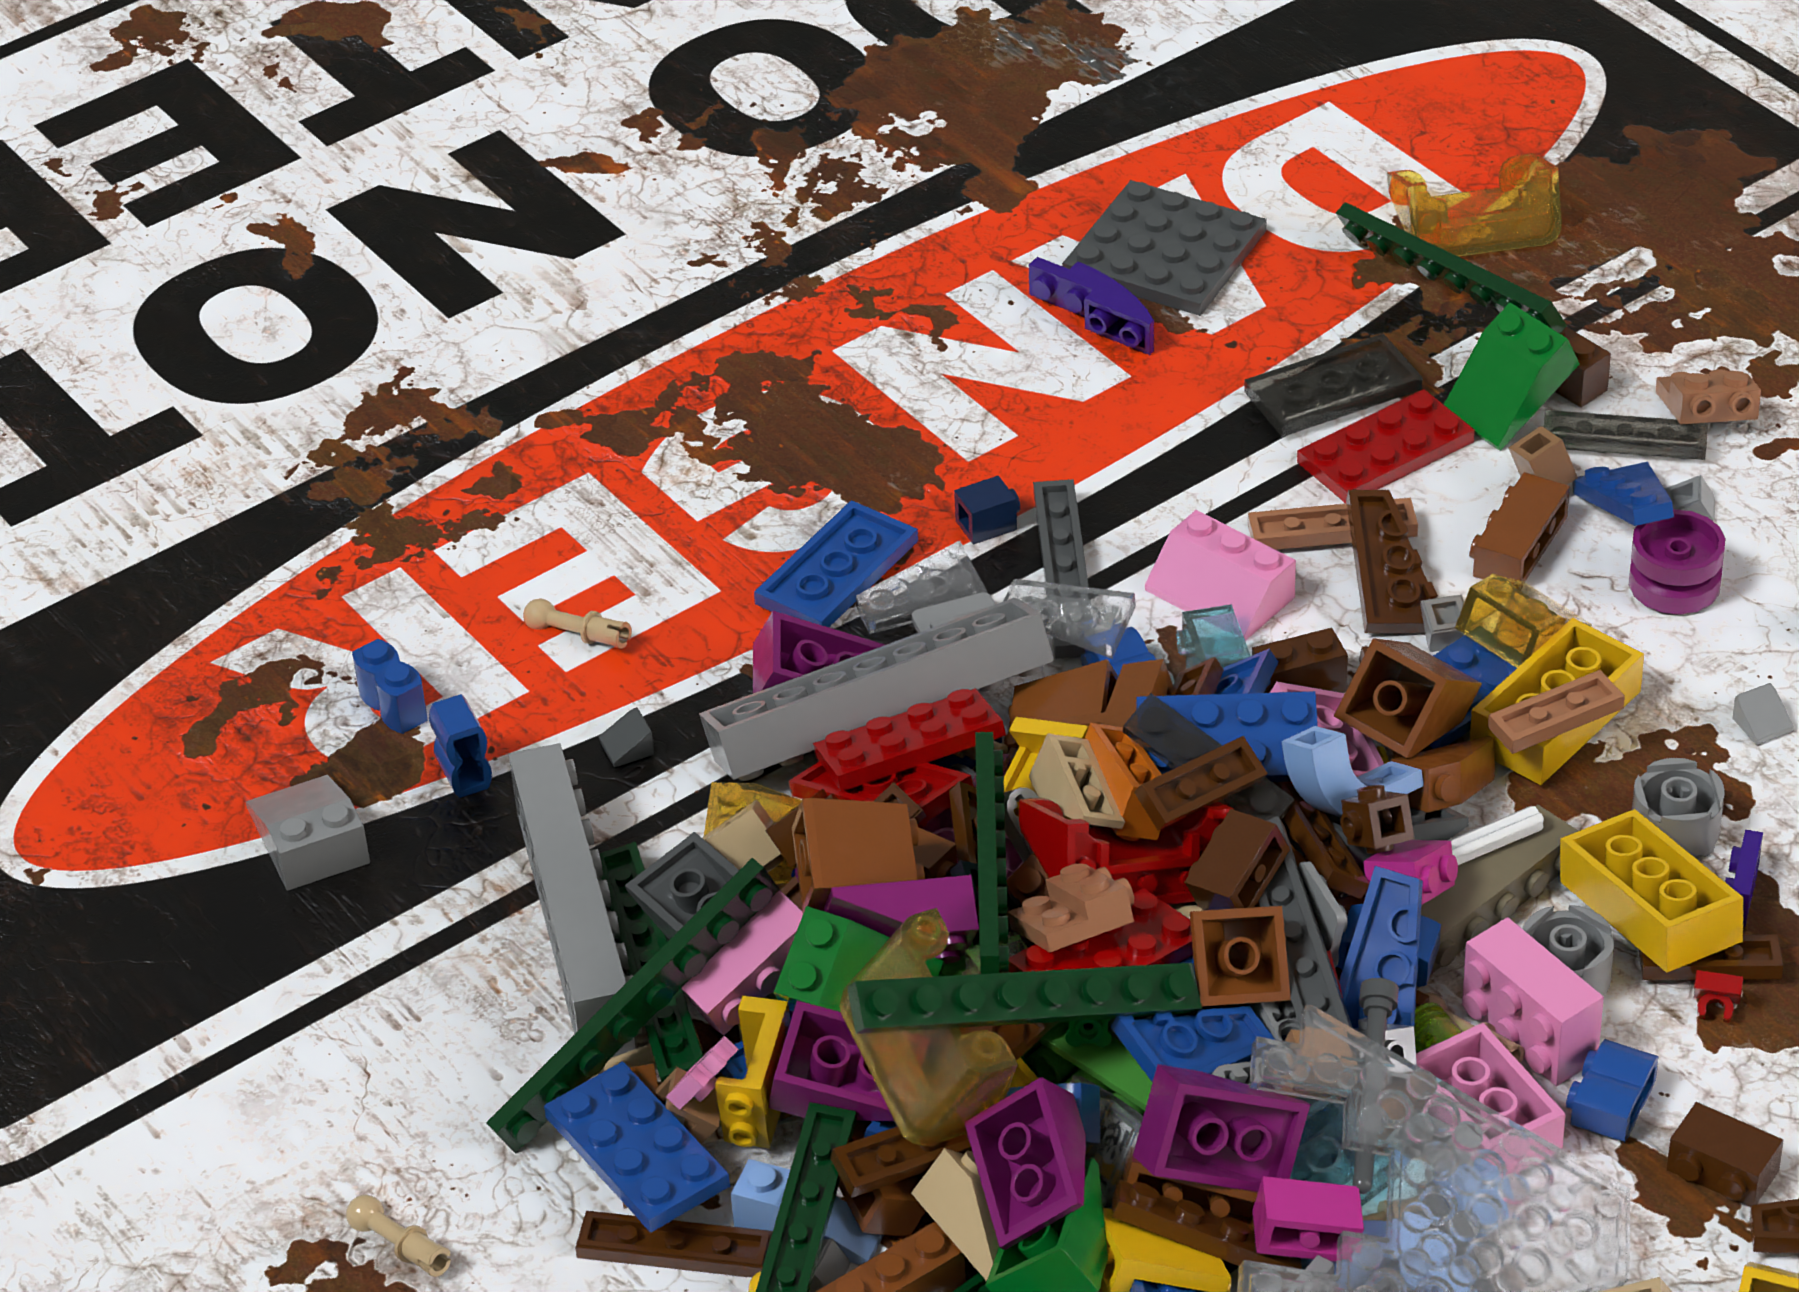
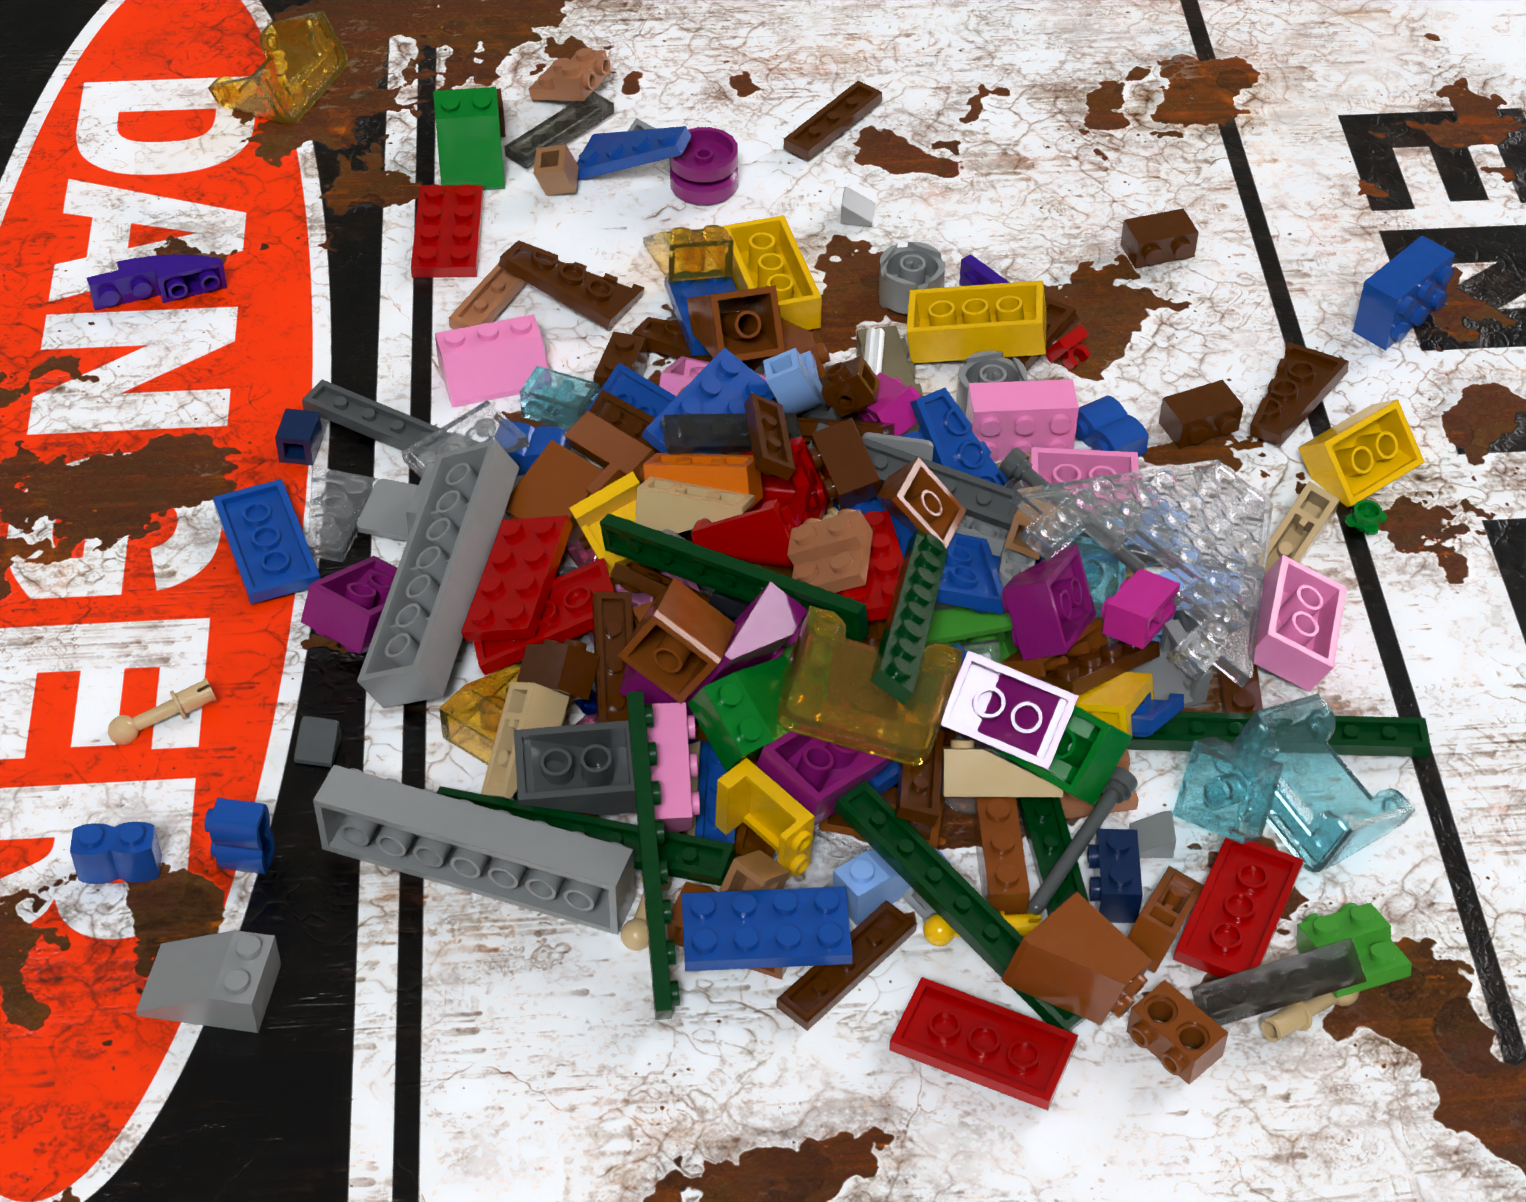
camera: 60 degrees left, 5 degrees up
(410, 1243) = (659, 1141): tan pin -> none
(701, 1076) = (765, 842): bright pink plate -> none
(1168, 246) = (134, 220): dark grey plate -> none
(1333, 385) = (367, 221): clear smoke plate -> none
(1438, 263) = (334, 109): dark green plate -> none
(1440, 621) = (645, 287): light grey slope -> none
(1520, 528) = (598, 214): dark orange brick -> none
(1556, 711) = (807, 272): nougat plate -> none

